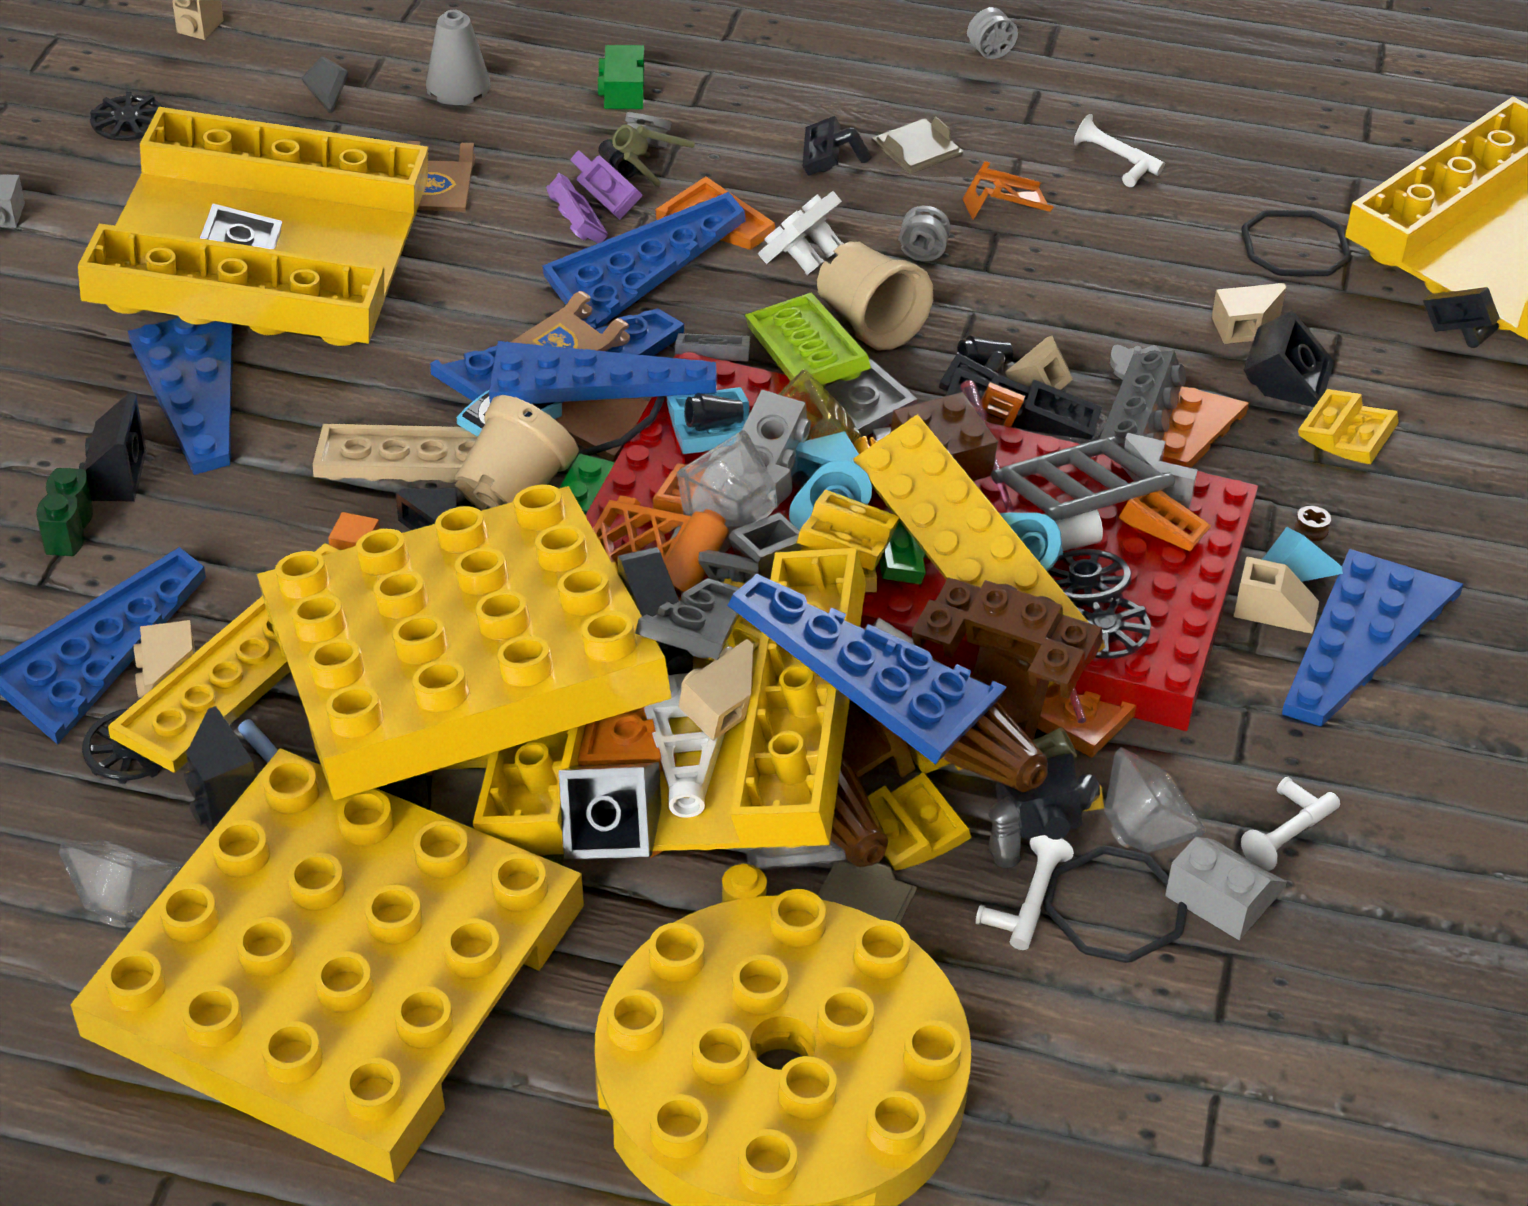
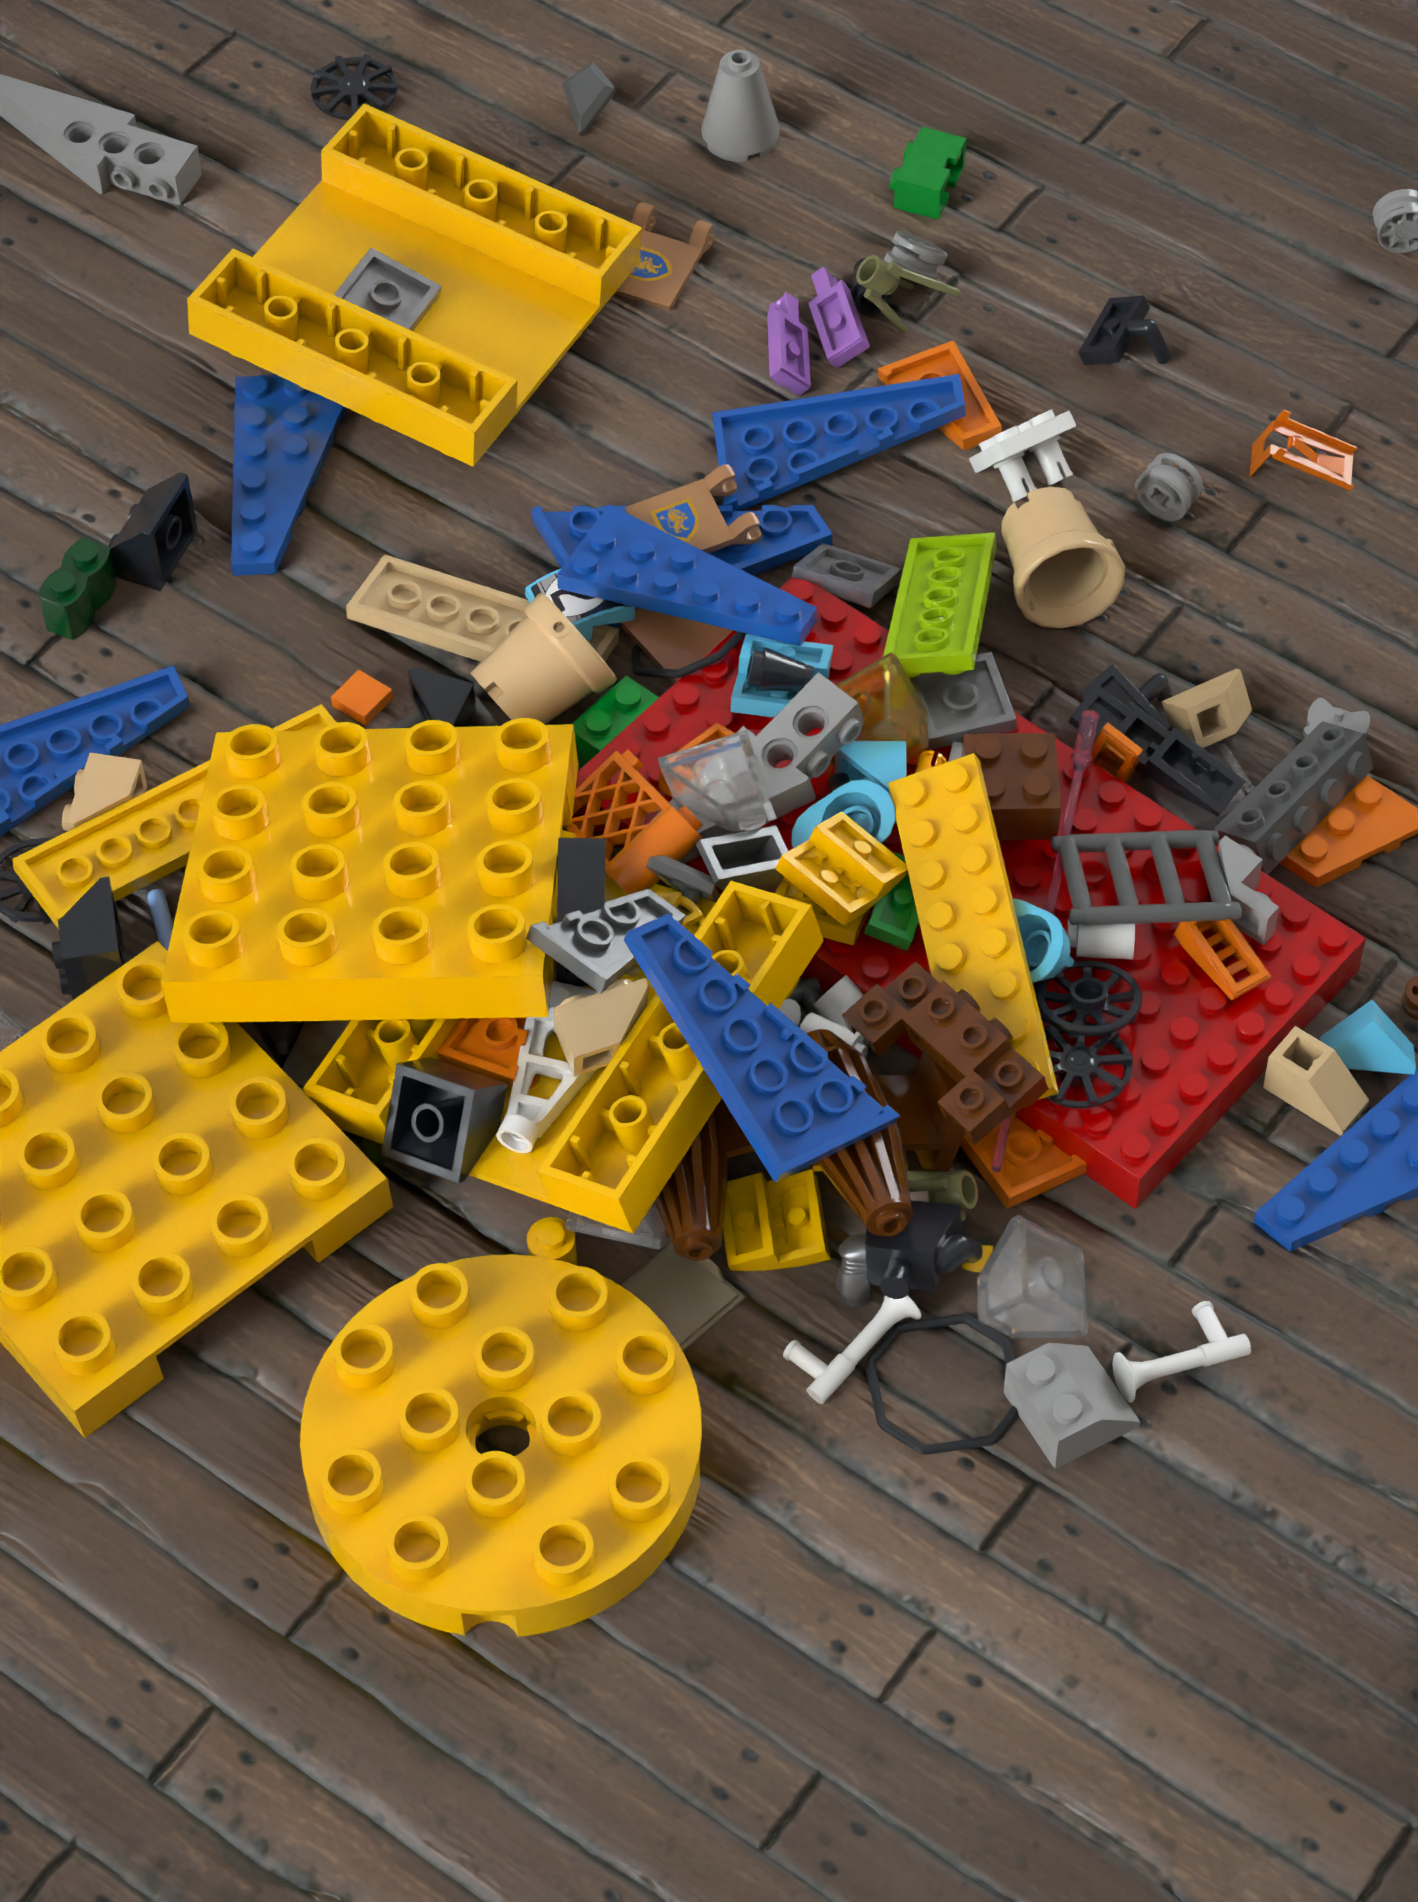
camera: 25 degrees right, 10 degrees up
(919, 144) = (1237, 355): piece -> none
(980, 349) = (1149, 660): black cone -> none

